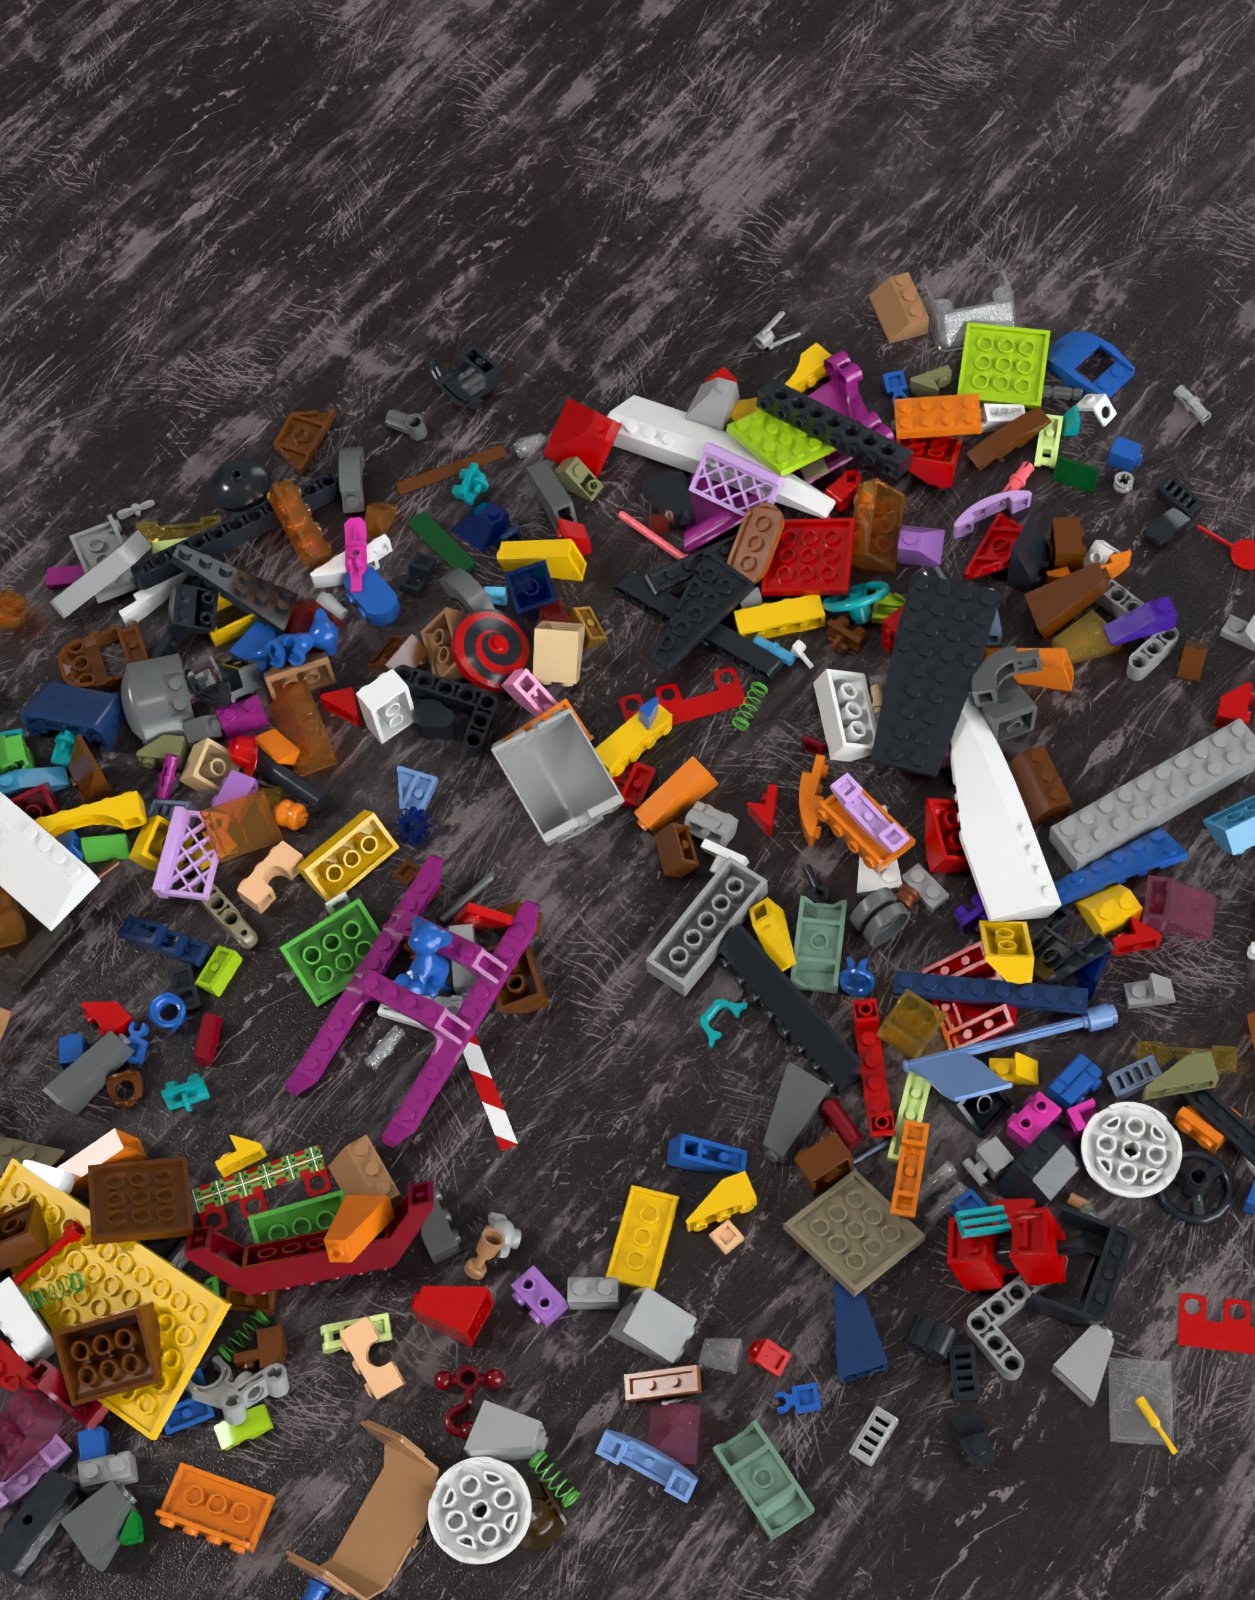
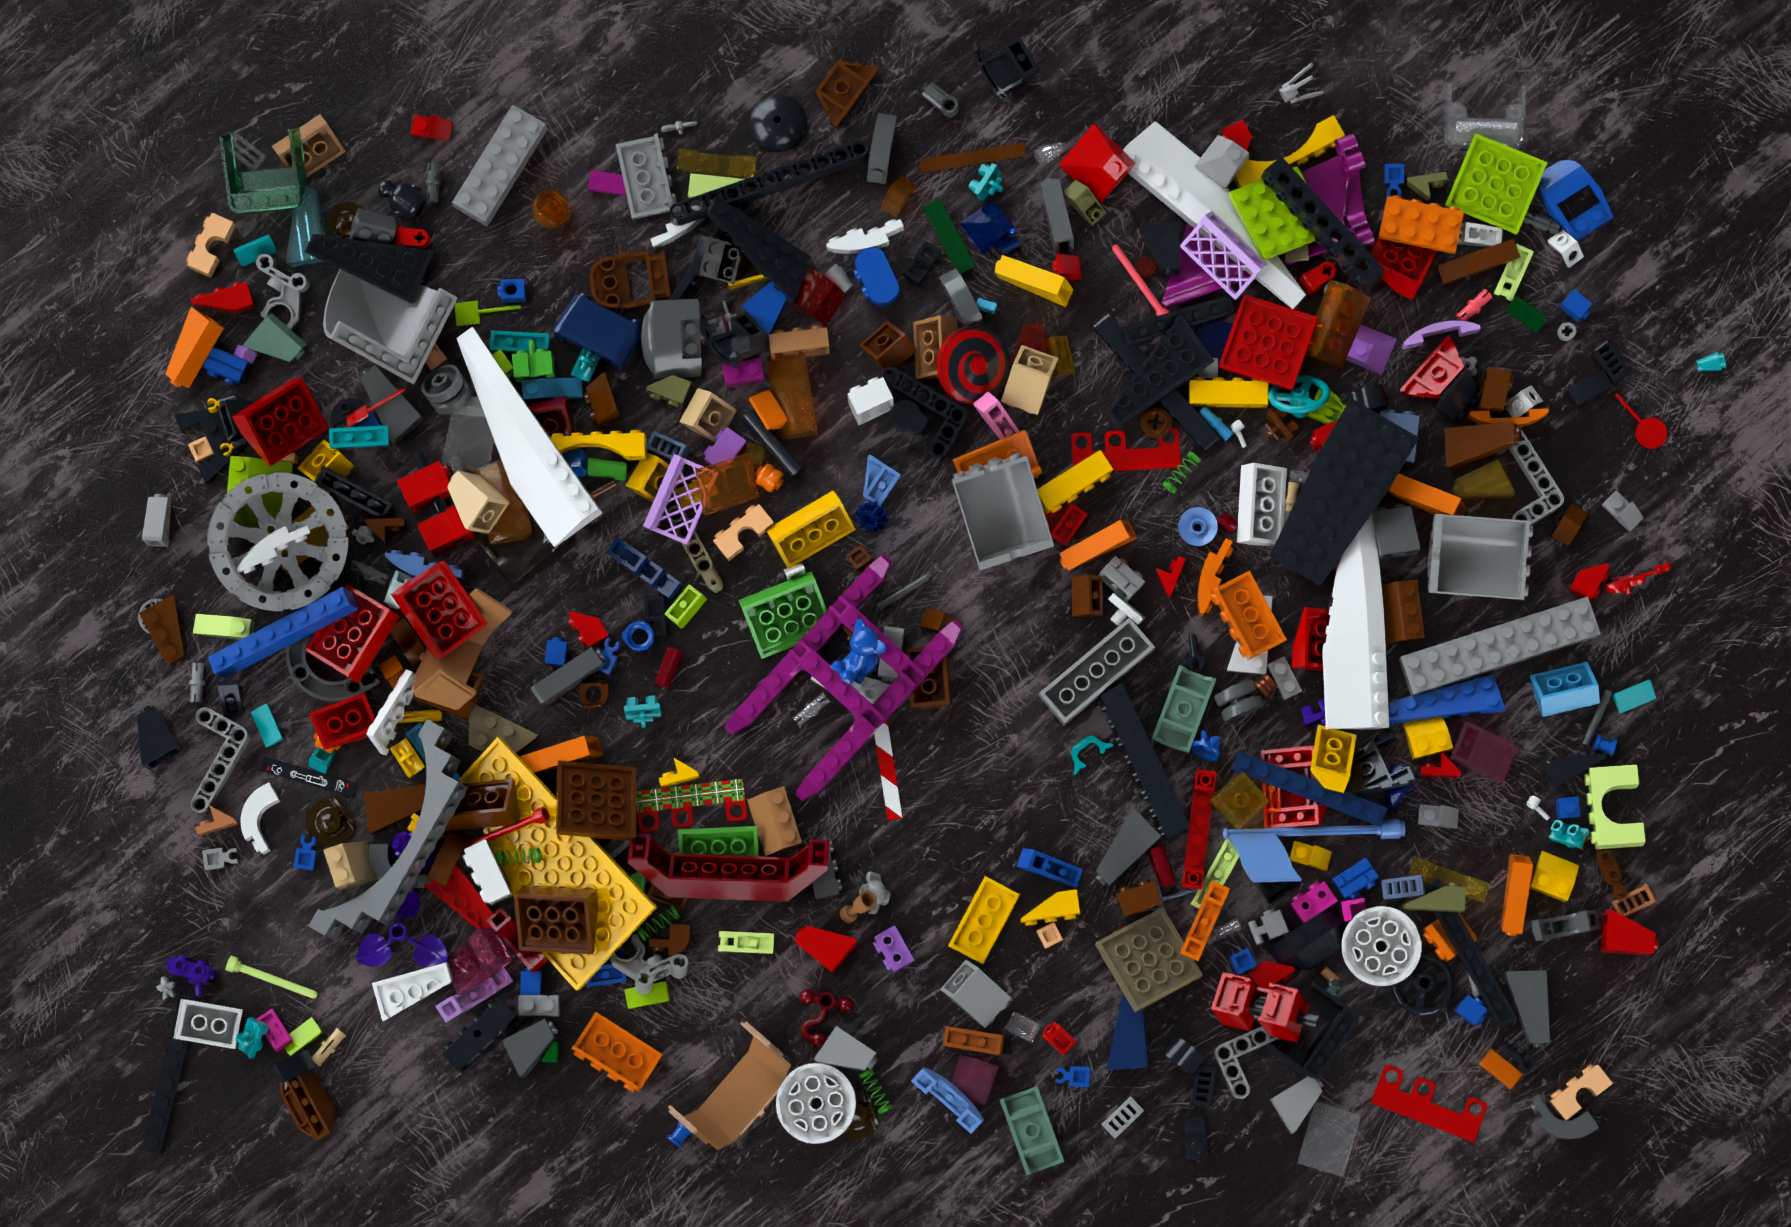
camera: 10 degrees right, 20 degrees up
(55, 1177) = (530, 762): white slope -> none
(101, 574) = (645, 202): light grey beam -> none
(167, 776) = (670, 416): magenta pin -> none
(202, 727) = (707, 378): dark grey brick -> none
(244, 753) = (740, 412): red piece -> none
(293, 647) = (826, 315): blue animal -> none
(298, 523) = (826, 194): clear orange slope -> none
(343, 704) = (834, 381): red slope -> none
(355, 543) = (871, 224): dark pink piece -> none
(356, 1225) = (764, 865): orange slope -> none
(358, 1340) = (759, 985): light nougat arch -> none
(481, 917) = (909, 624): red wing -> none
(531, 587) = (1018, 309): clear blue slope -> none
(593, 1293) = (936, 957): light grey brick -> none
(648, 712) = (1091, 466): blue slope -> none
(699, 662) = (1150, 415): none -> reddish brown gear
(757, 541) = (1226, 318): dark orange tile -> none
(773, 932) = (1148, 694): yellow slope -> none
(782, 745) = (1201, 517): none -> medium blue dish
(867, 815) = (1252, 611): lavender slope -> none
(899, 308) = (1420, 93): medium nougat slope -> none
(944, 1204) = (1226, 951): clear pin -> none
(980, 1212) = (1261, 985): teal tile -> none
(998, 668) = (1397, 502): dark grey arch -> none
(1071, 422) = (1539, 257): teal slope -> none
(1104, 702) = (1479, 556): none -> light grey cylinder
(1143, 621) = (1533, 486): dark purple slope -> none
(1154, 1421) = (1333, 1157): yellow piece -> none
(1192, 404) = (1652, 266): light grey pin -> none

